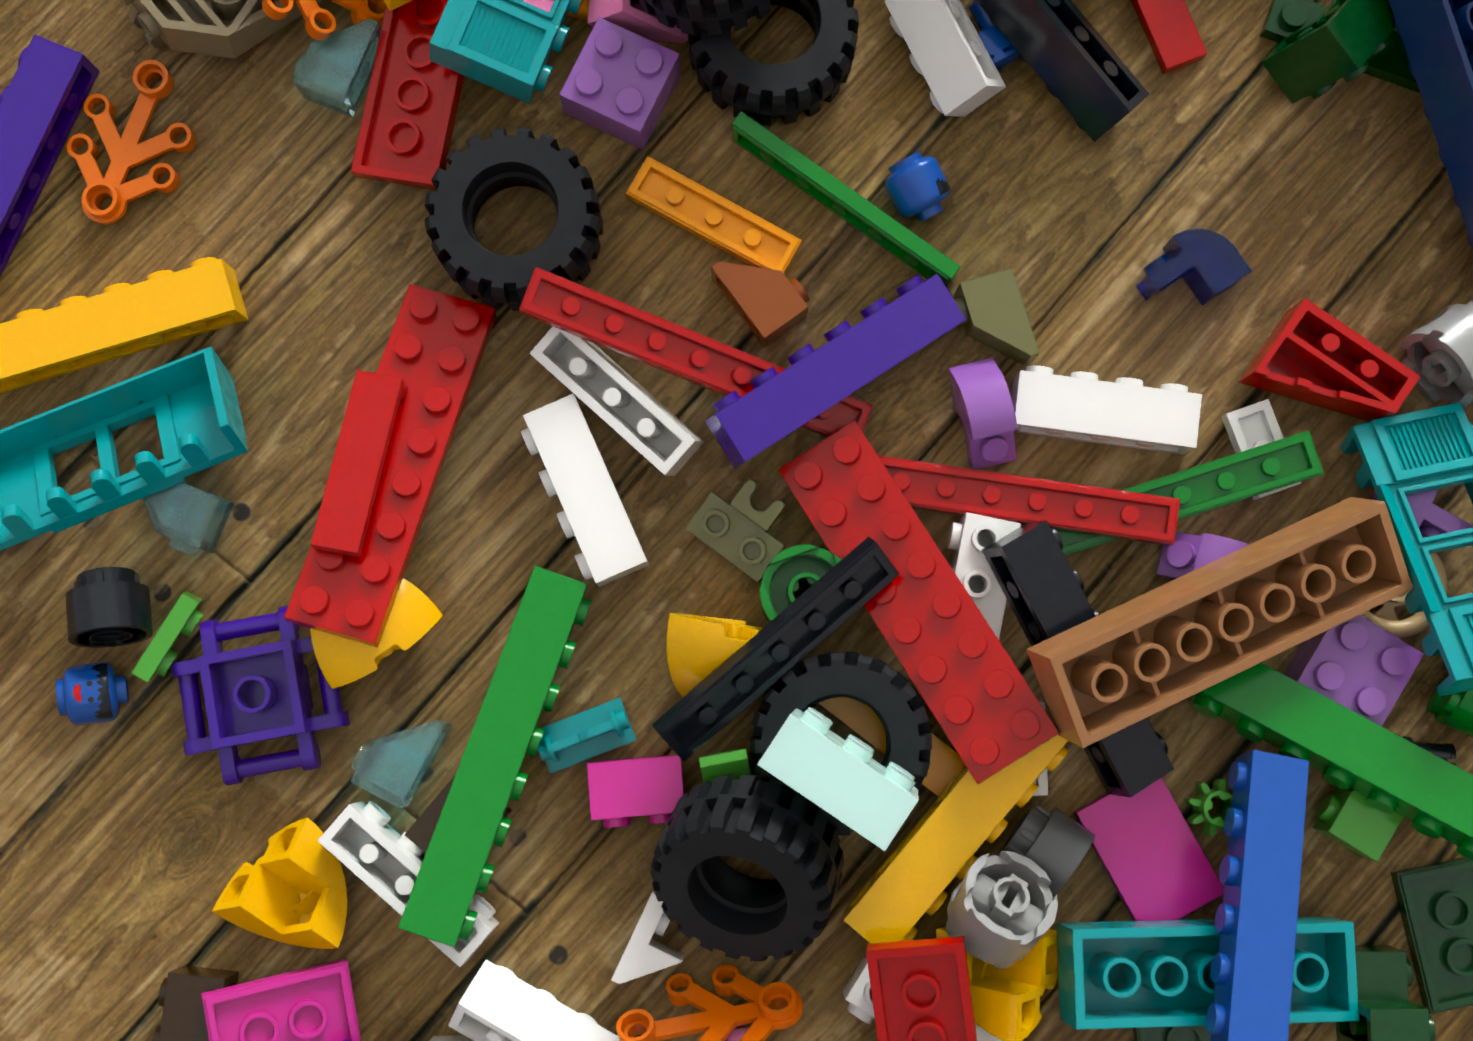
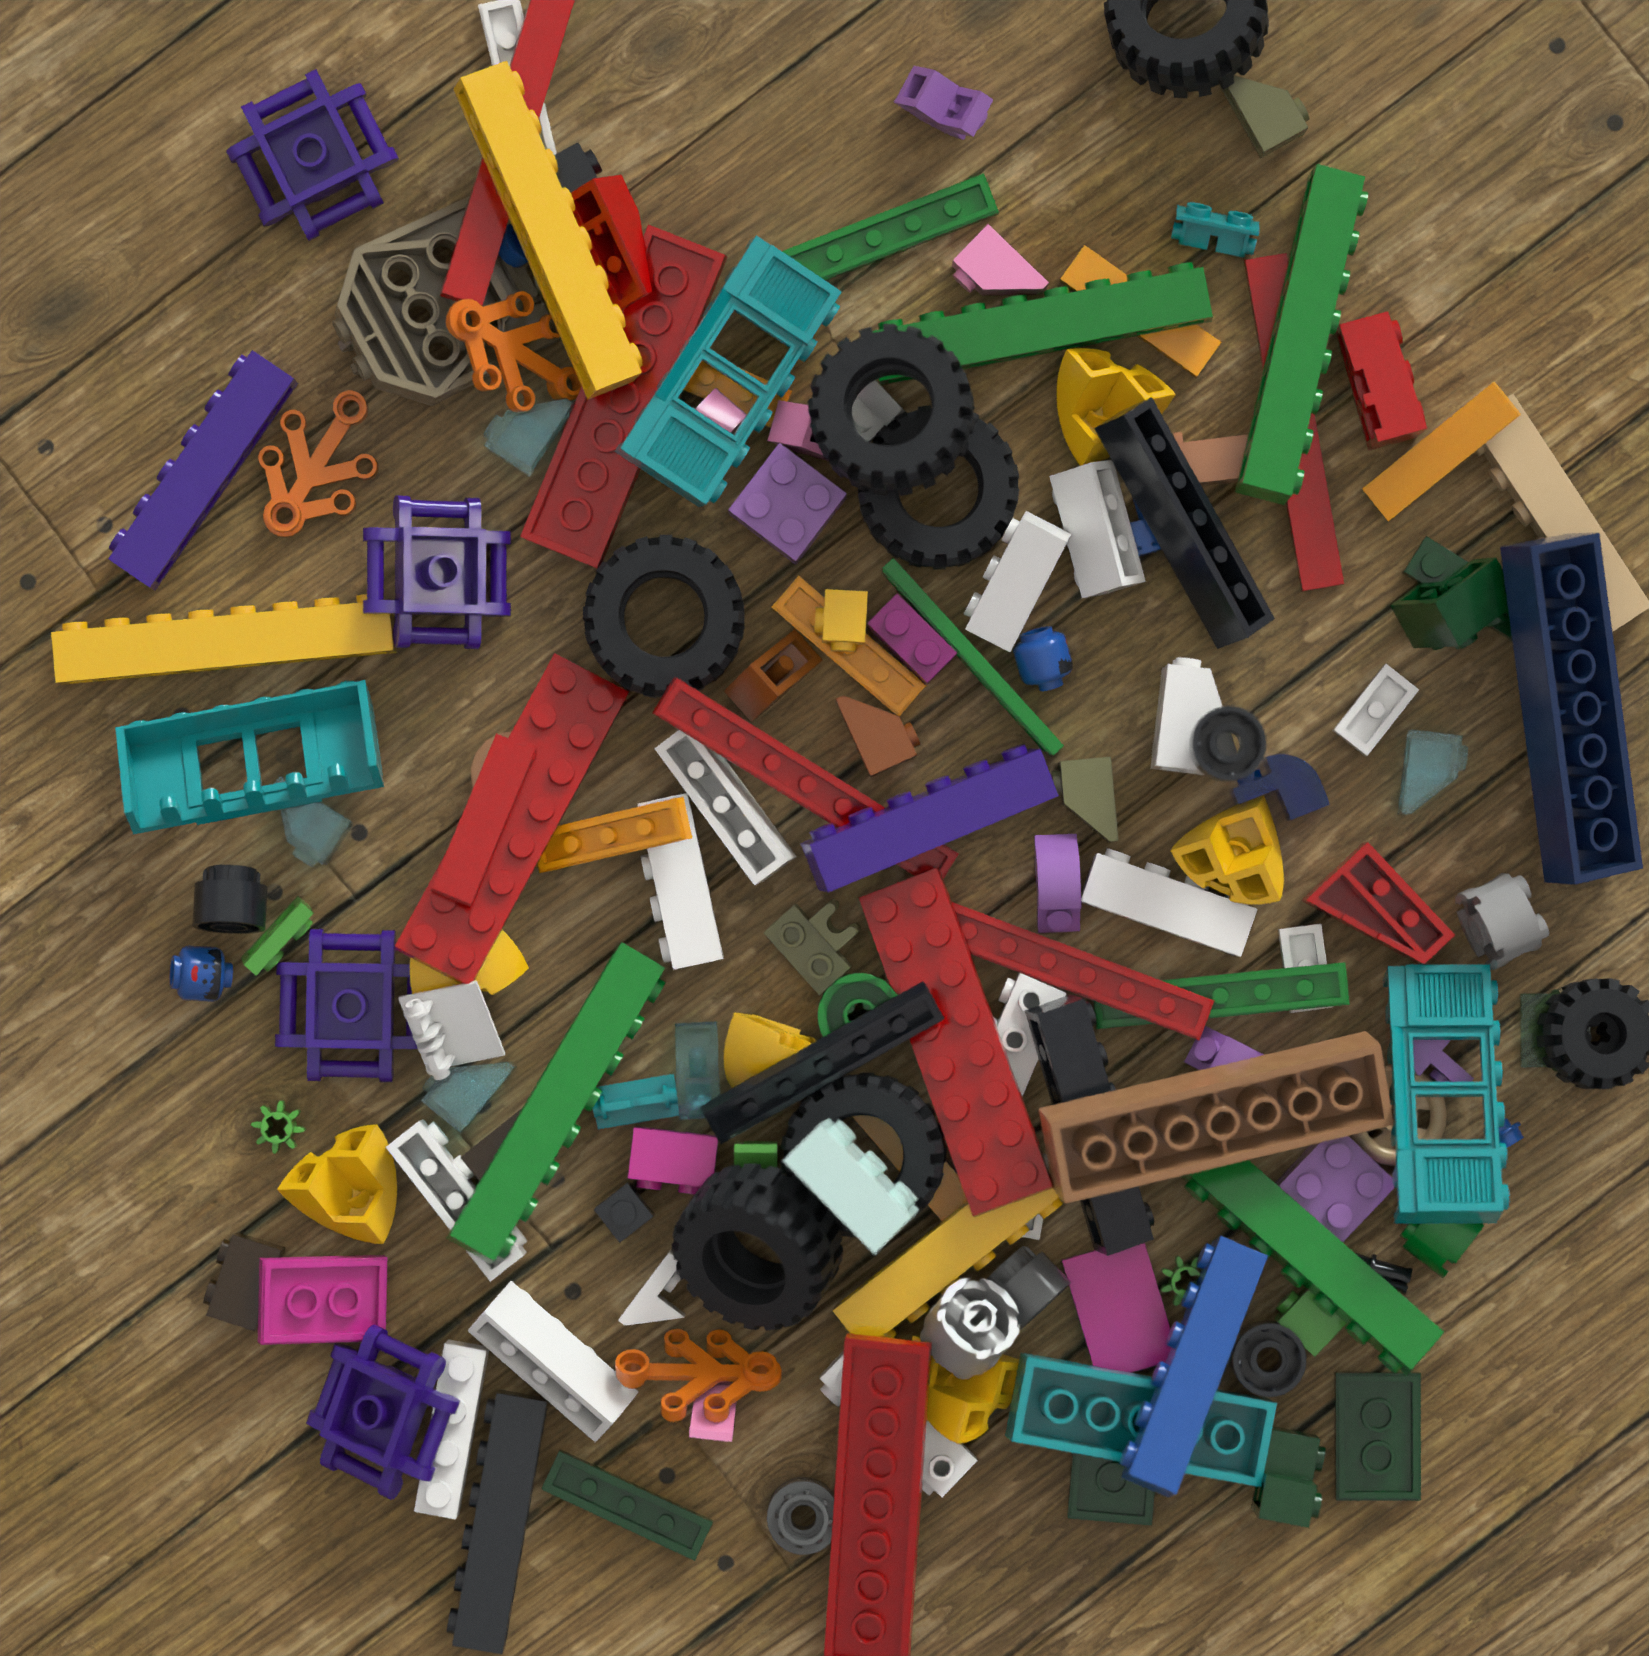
camera: 10 degrees right, 5 degrees up
(191, 842) = (290, 1129): none -> bright green gear
(268, 221) = (438, 572): none -> dark purple brick
(366, 694) = (451, 1027): none -> white hinge
(507, 452) = (616, 834): none -> light orange tile
(595, 857) = (624, 1211): none -> black brick
(640, 260) = (772, 675): none -> dark orange slope
(642, 684) = (696, 1067): none -> clear light blue slope
(702, 183) = (842, 619): none -> yellow brick
(777, 193) = (911, 639): none -> magenta brick
(873, 108) = (1015, 580): none -> white brick
(1091, 217) = (1184, 697): none -> white slope
(1162, 191) = (1250, 737): none -> black piece
(1163, 345) = (1235, 854): none -> yellow brick
(1270, 172) = (1375, 710): none -> white plate
(1337, 216) = (1429, 767): none -> clear light blue slope
(1352, 877) = (1288, 1369): none -> black piece

